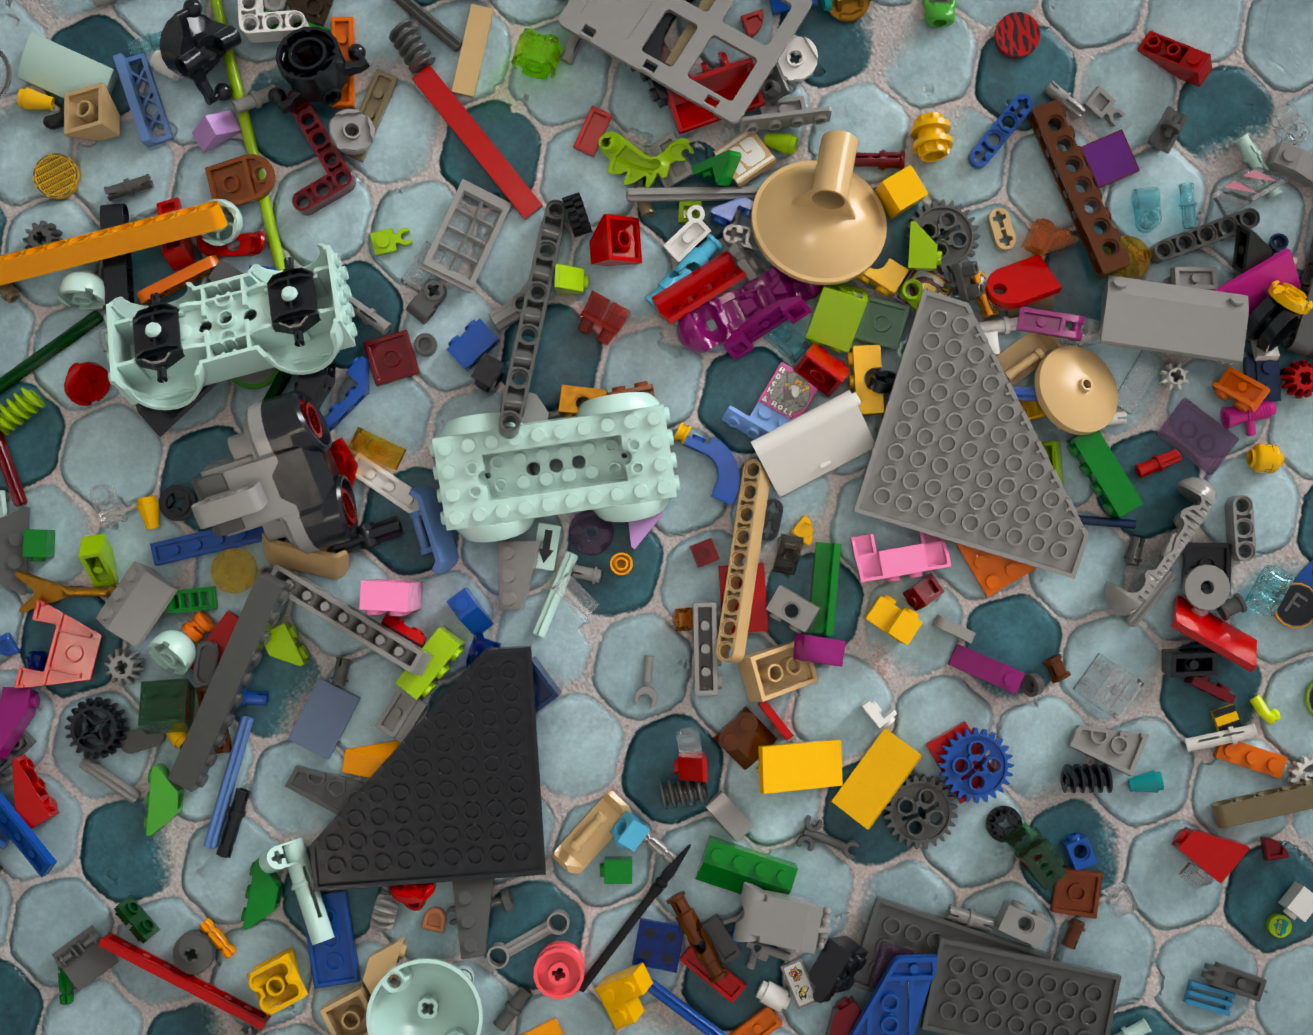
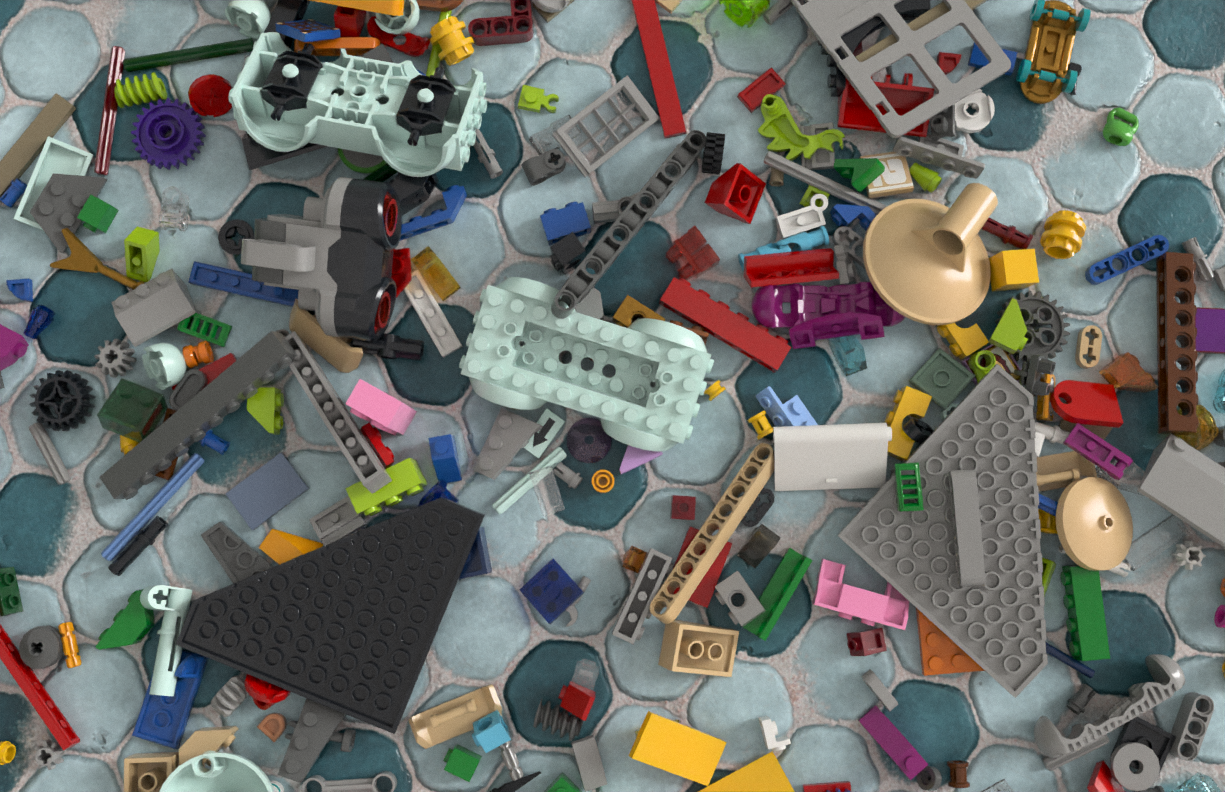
camera: 35 degrees right, 5 degrees down
(48, 438) = (154, 126): none -> dark purple gear
(71, 652) = (73, 324): wing -> none
(138, 740) = (93, 431): dark grey tile -> none
(145, 279) = (308, 30): none -> blue tile
(149, 511) = (208, 232): yellow cone -> none
(163, 800) = (86, 495): bright green slope -> none
(234, 570) = (254, 319): clear yellow tile -> none
(277, 982) = (101, 712): yellow piece -> none
(283, 224) = (451, 40): none -> yellow piece
(336, 904) = (190, 666): none -> blue tile
(340, 671) = (303, 456): dark grey pin -> none
(391, 358) = (488, 201): dark red tile -> none
(425, 344) = (523, 204): dark grey tile -> none
(441, 540) = (451, 380): medium blue piece -> none
(570, 280) = (679, 207): lime slope -> none
(623, 683) = (551, 591): none -> clear blue tile
(663, 368) = (724, 324): none -> red brick
(726, 464) = (740, 436): blue arch -> none
(739, 443) = (761, 424): none -> yellow bush
(743, 736) = (638, 695): reddish brown slope -> none
(775, 719) = (675, 694): red tile -> none
(788, 392) = (828, 400): tile -> none
(804, 529) = (784, 530): yellow tile -> none
(819, 650) = (746, 648): magenta piece -> none
(822, 370) = (867, 394): red slope -> none
(837, 316) = (903, 352): lime slope -> none
(888, 442) = (918, 506): none -> green slope
(895, 622) = (827, 656): yellow brick -> none
(963, 450) = (966, 527): none -> light grey beam
(1017, 35) = (1180, 183): red tile -> none
(1157, 463) = (1138, 628): red axle -> none
(1197, 436) = (1186, 621): clear purple tile -> none

